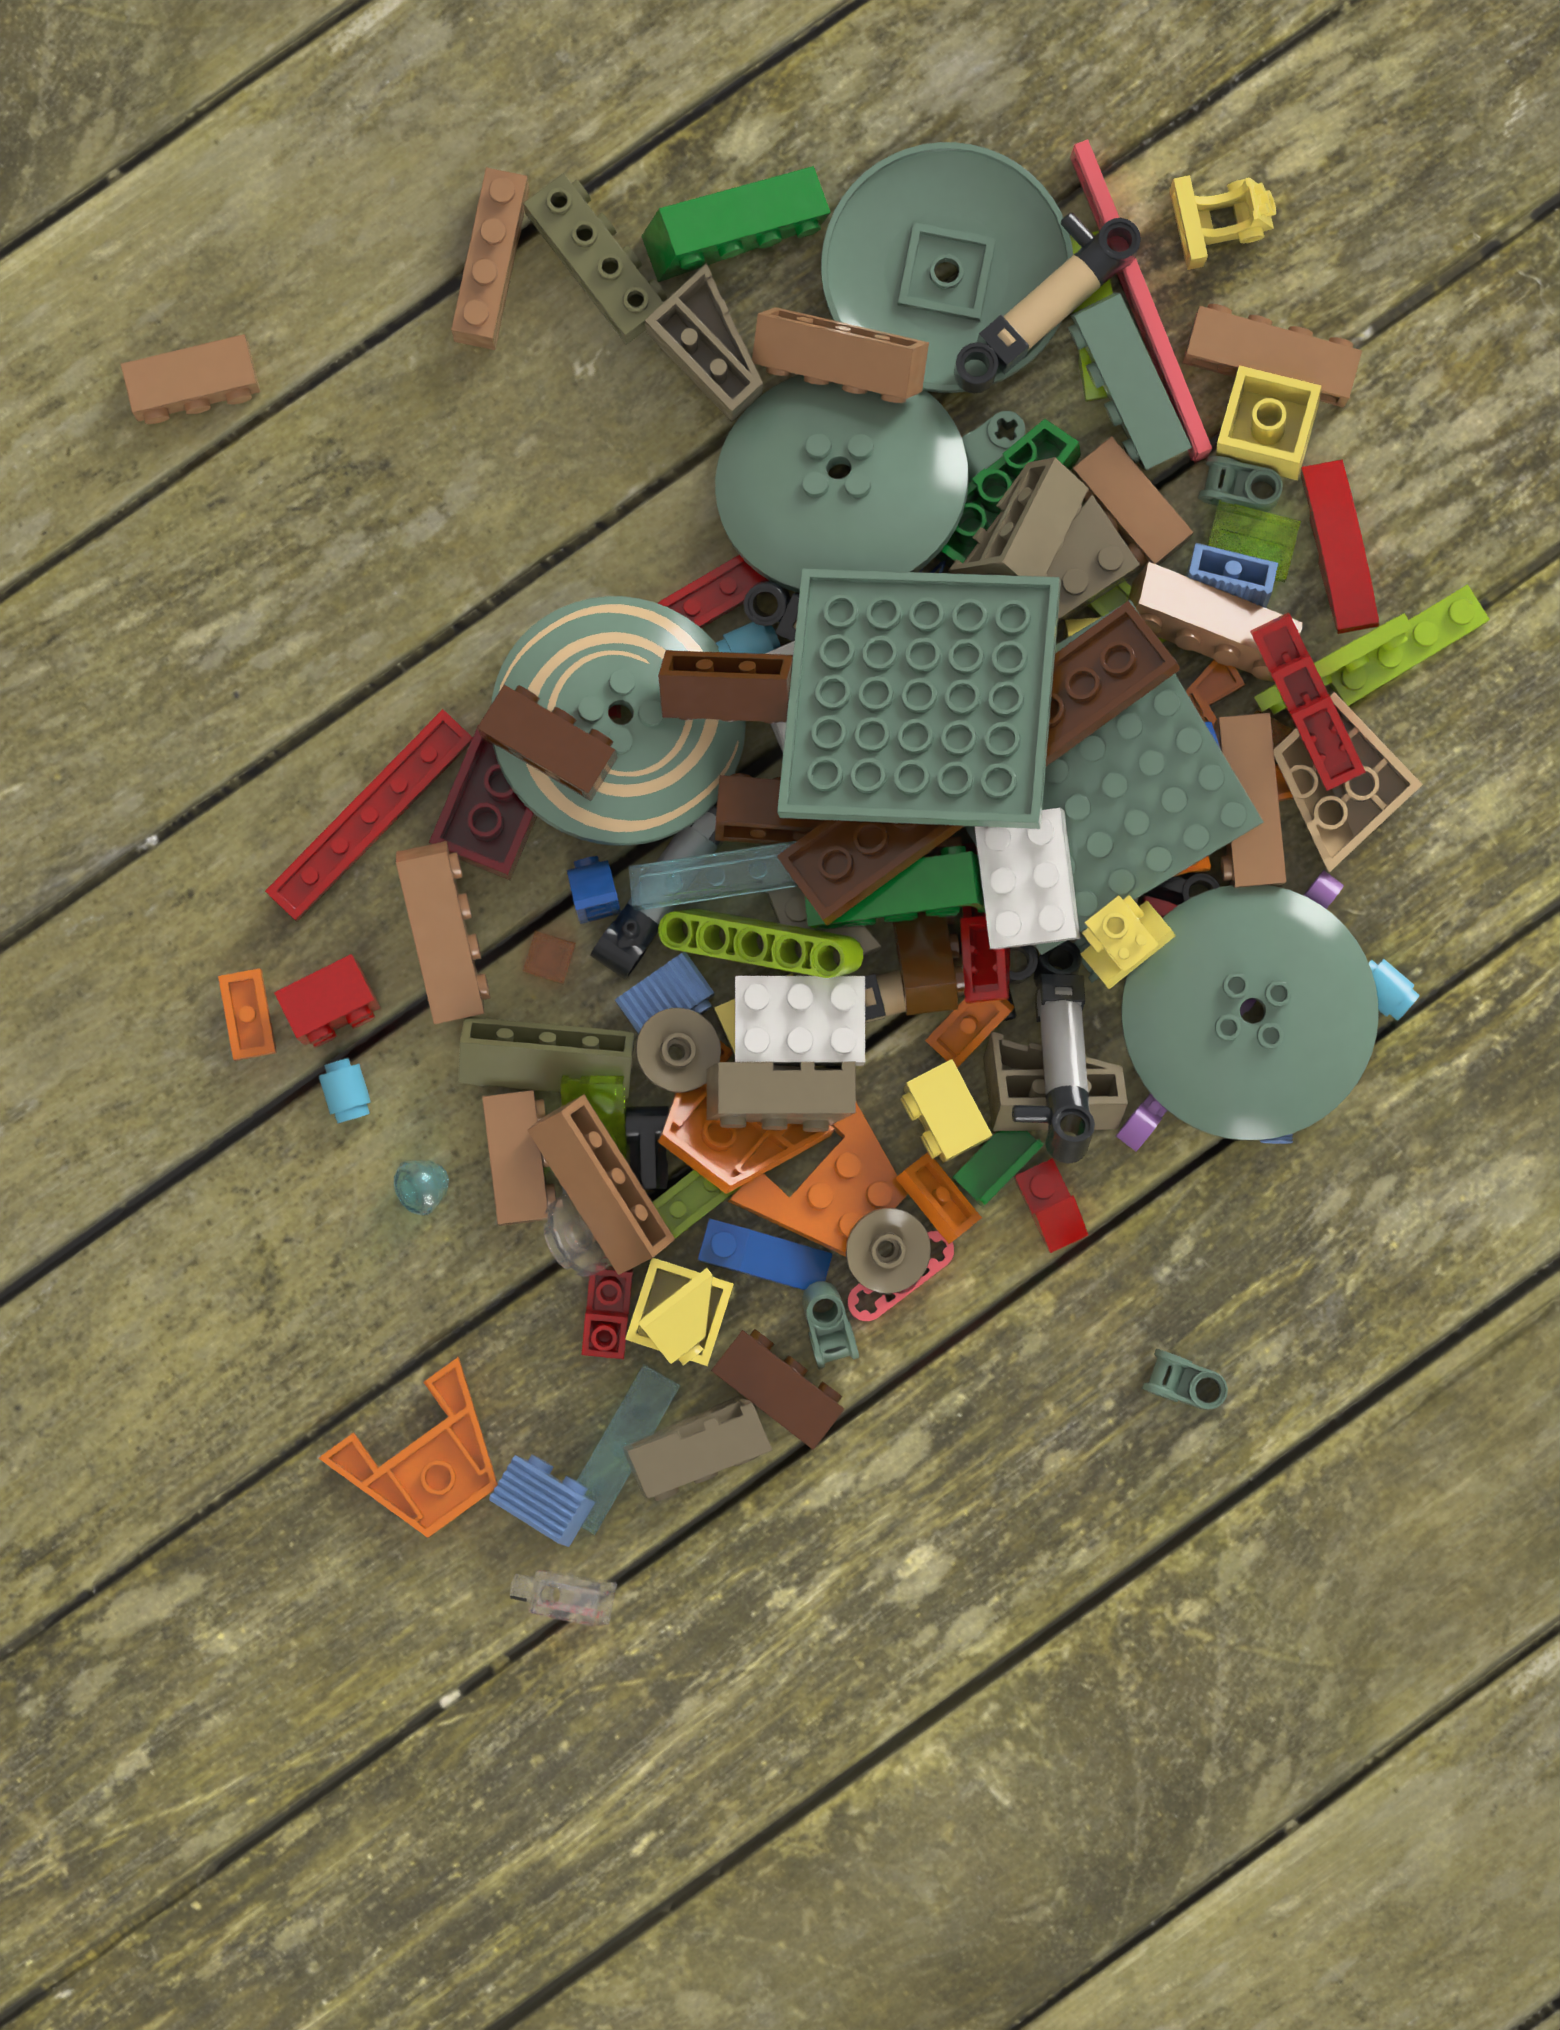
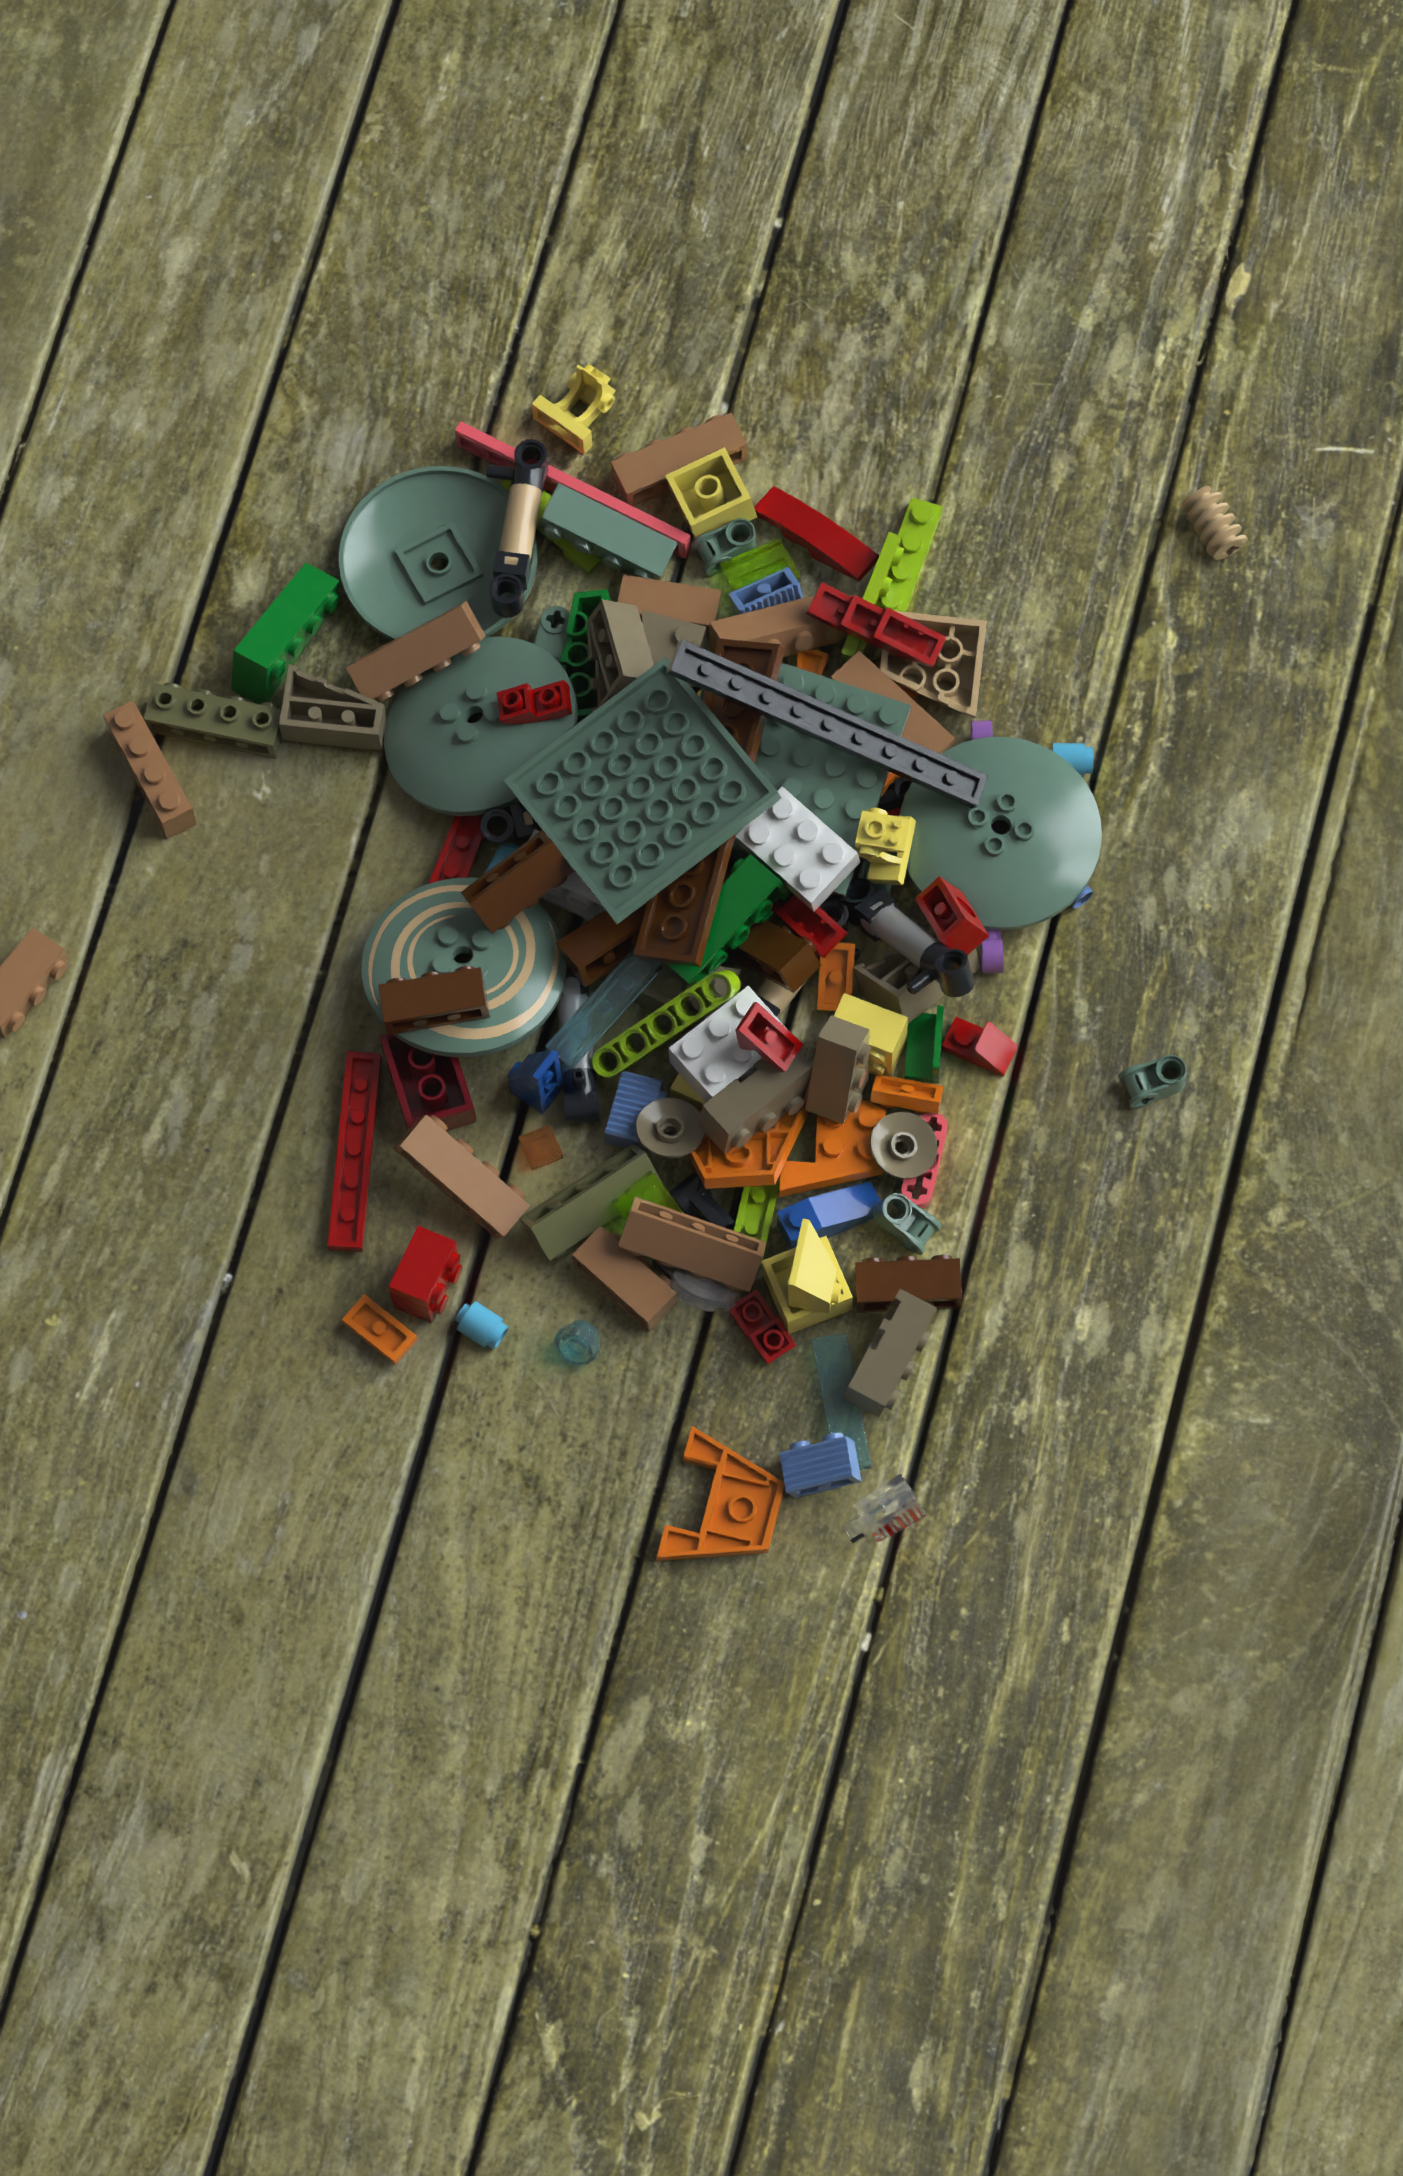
camera: 30 degrees left, 15 degrees down
(830, 1055) = (767, 1037): none -> red slope
(880, 1134) = (839, 1070): none -> dark tan wedge
(902, 511) = (530, 705): none -> red slope
(1121, 1069) = (951, 916): none -> red brick
(1155, 780) = (827, 724): none -> plate

